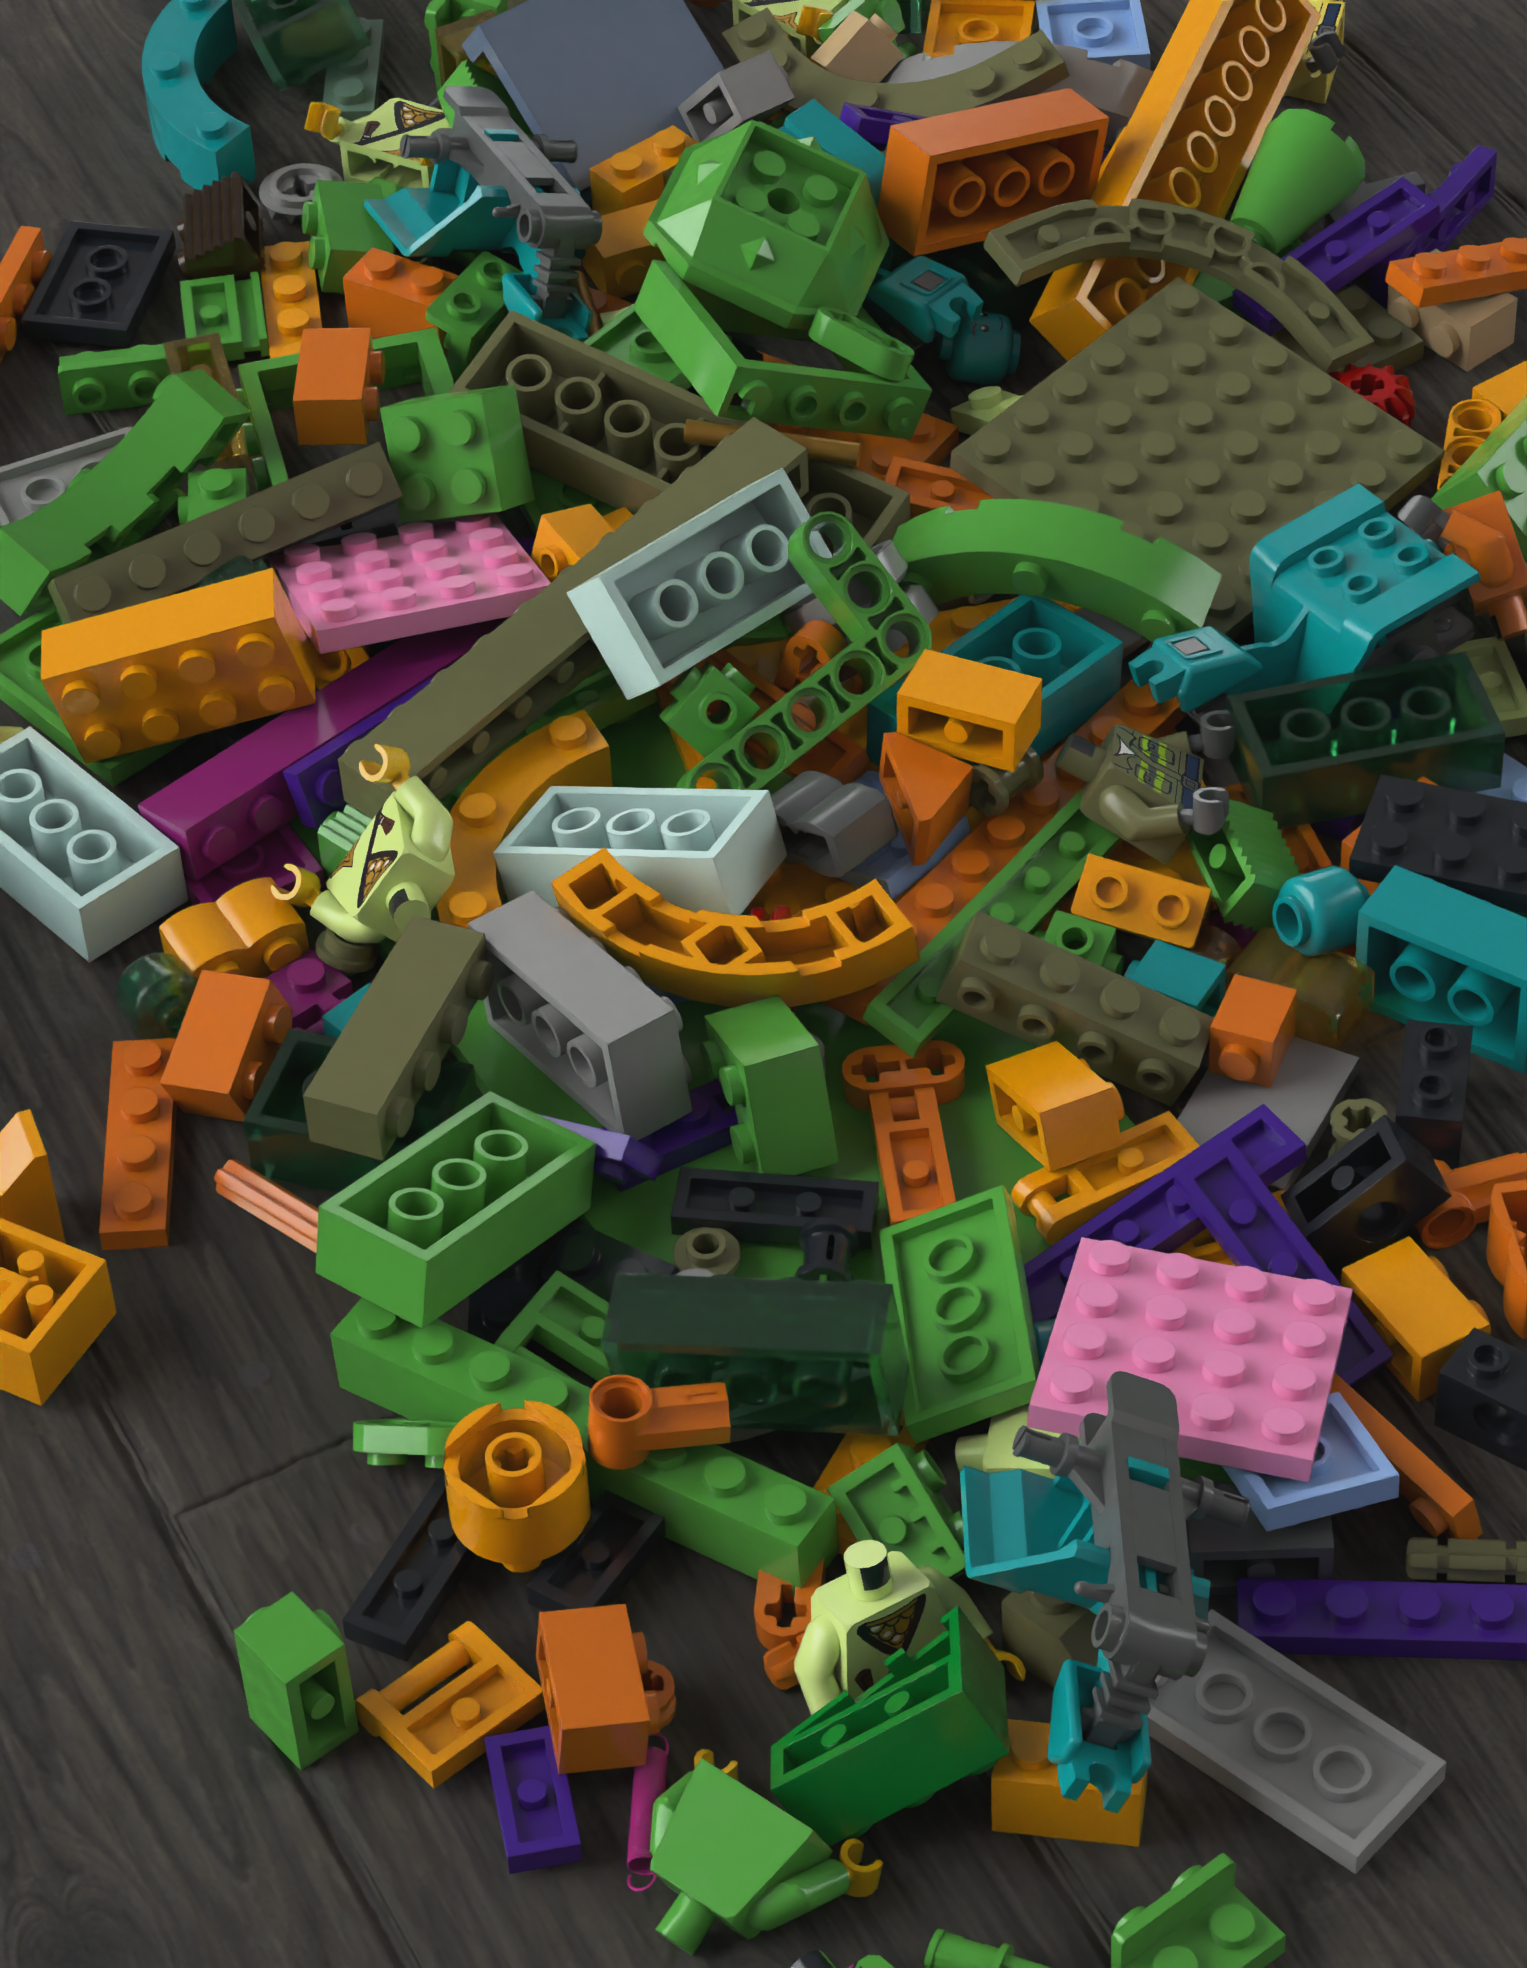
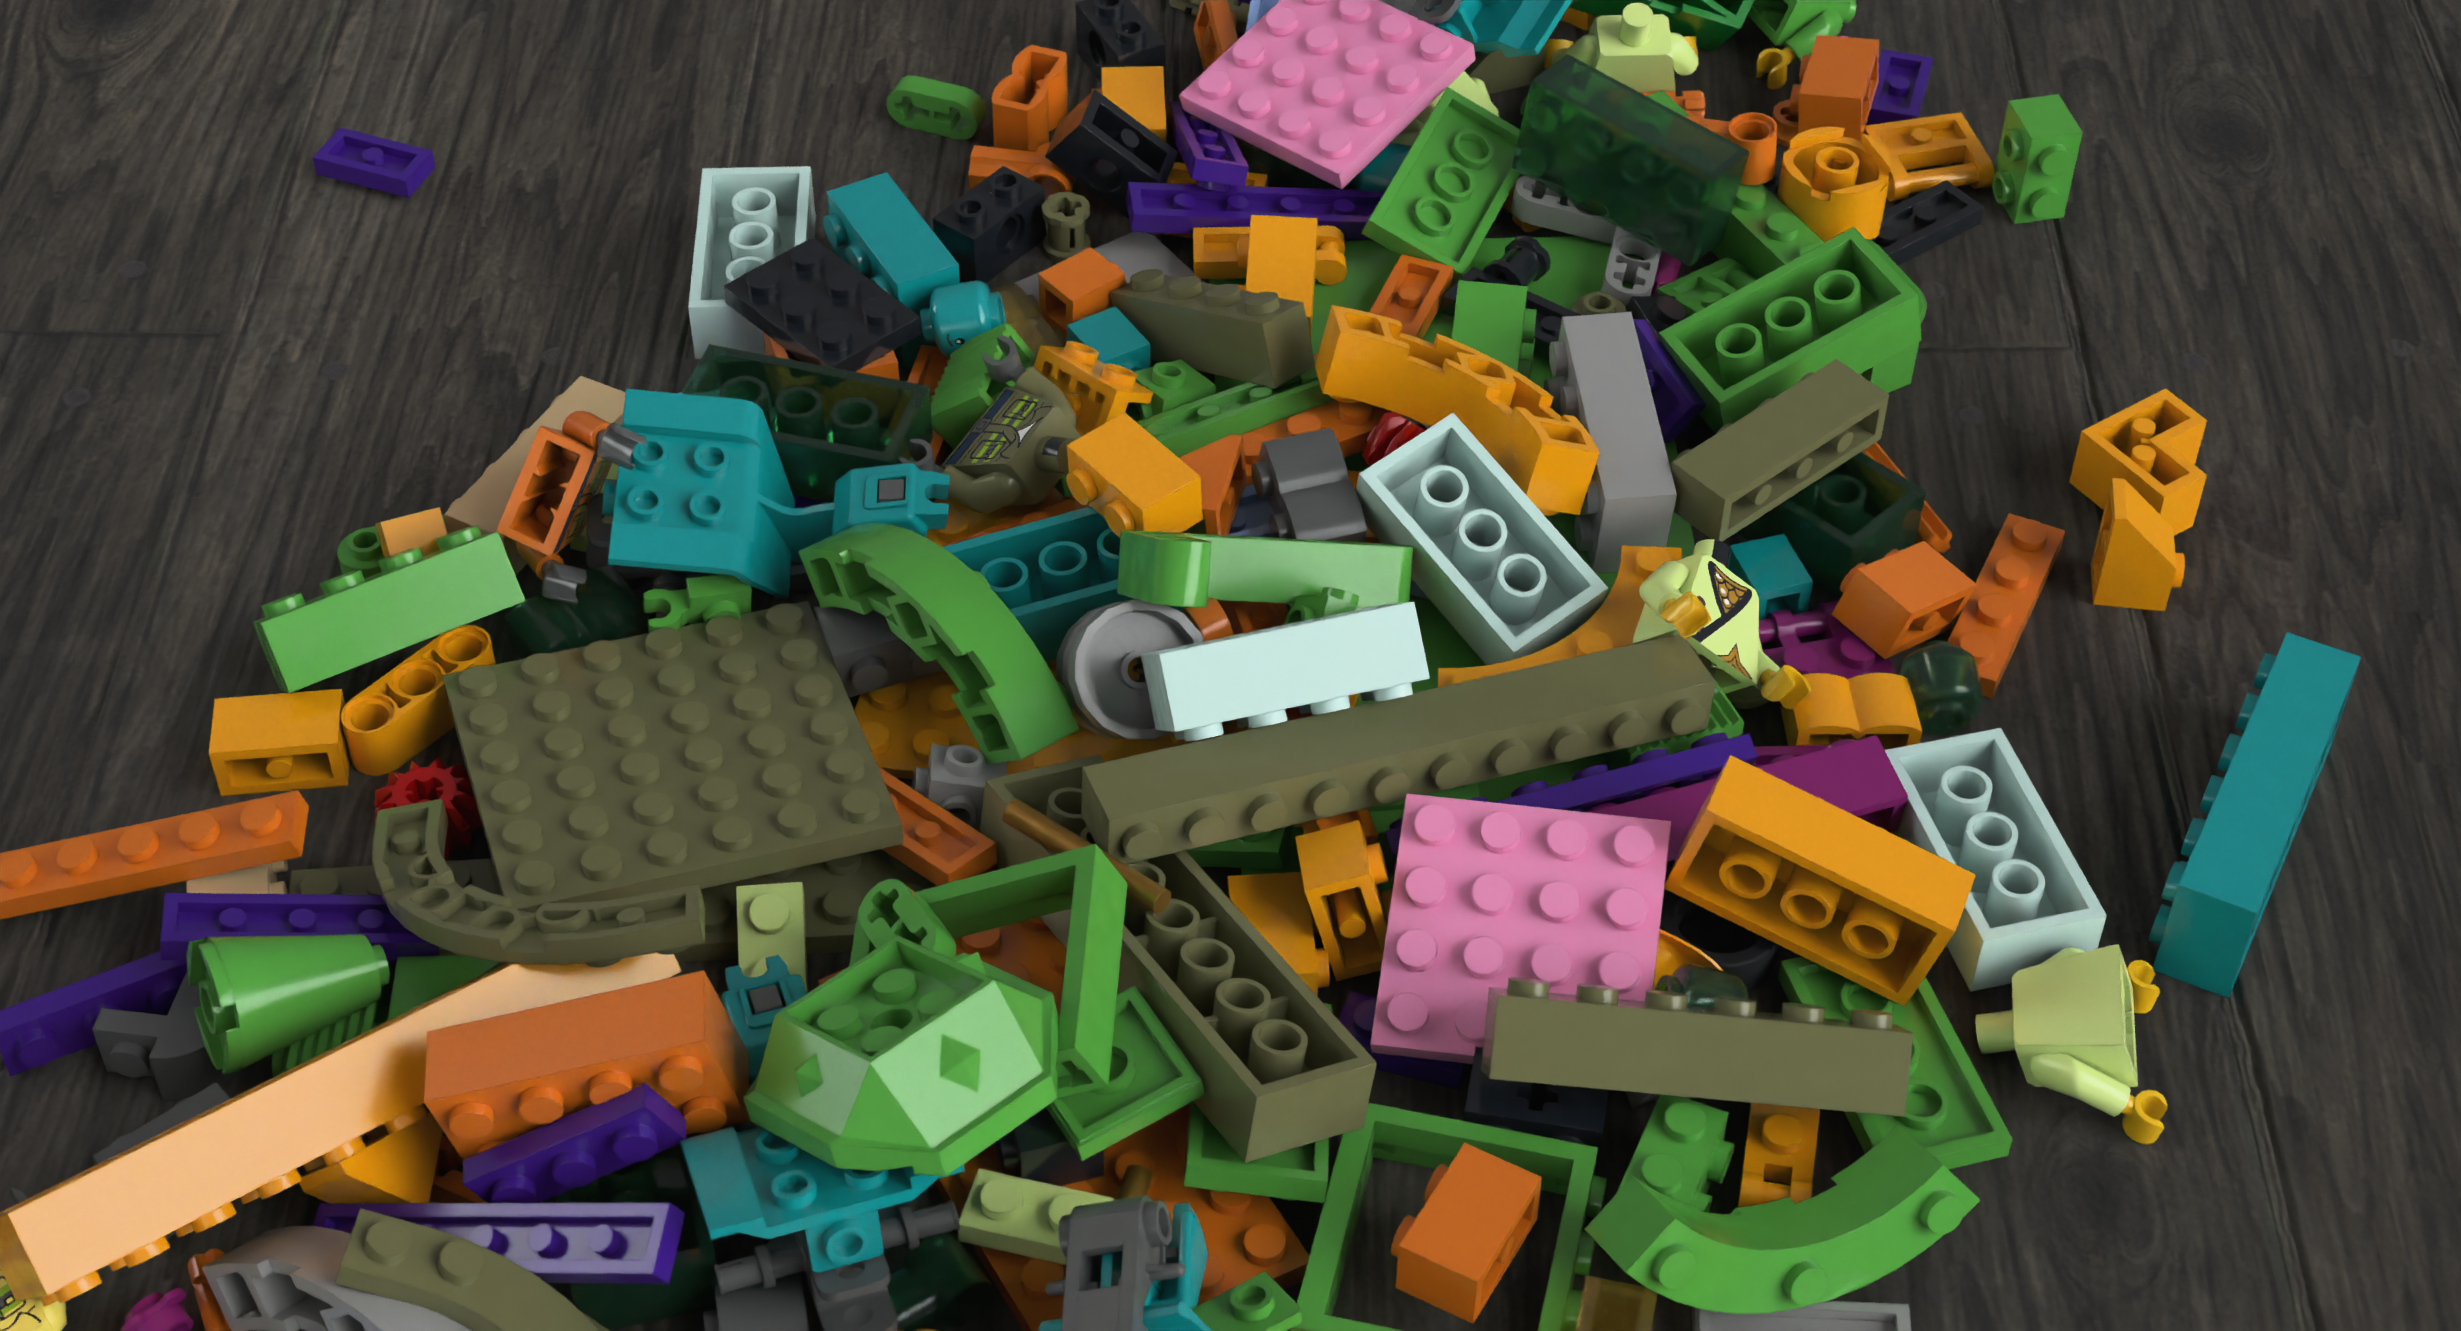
camera: 155 degrees left, 0 degrees up
(458, 453) = (1399, 1021): bright green brick -> none

